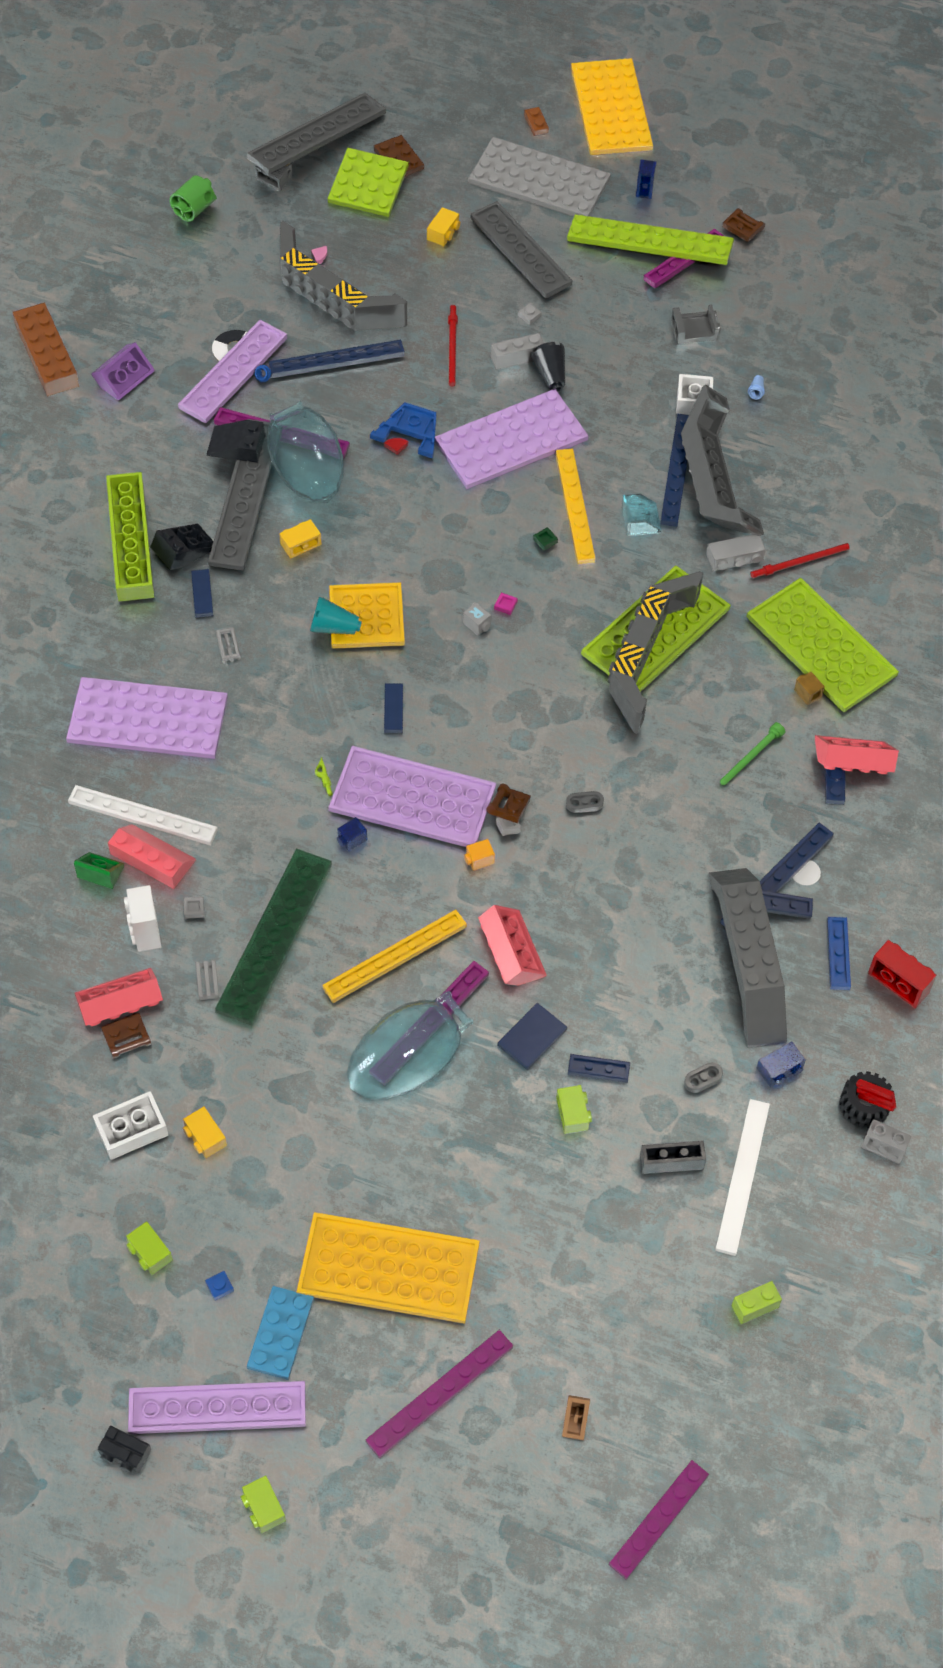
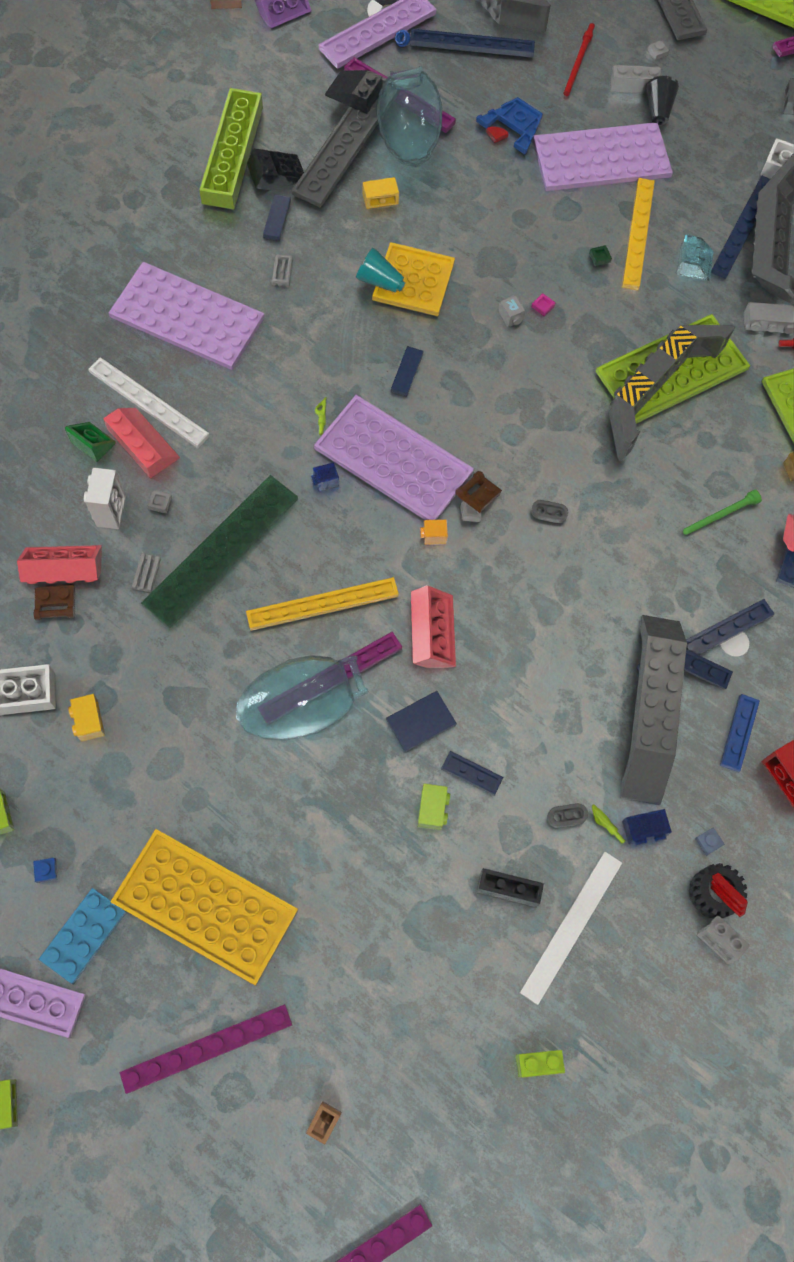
camera: 15 degrees right, 10 degrees up
(738, 1072) = (602, 820): none -> lime hand
(844, 1059) = (709, 841): none -> sand blue plate

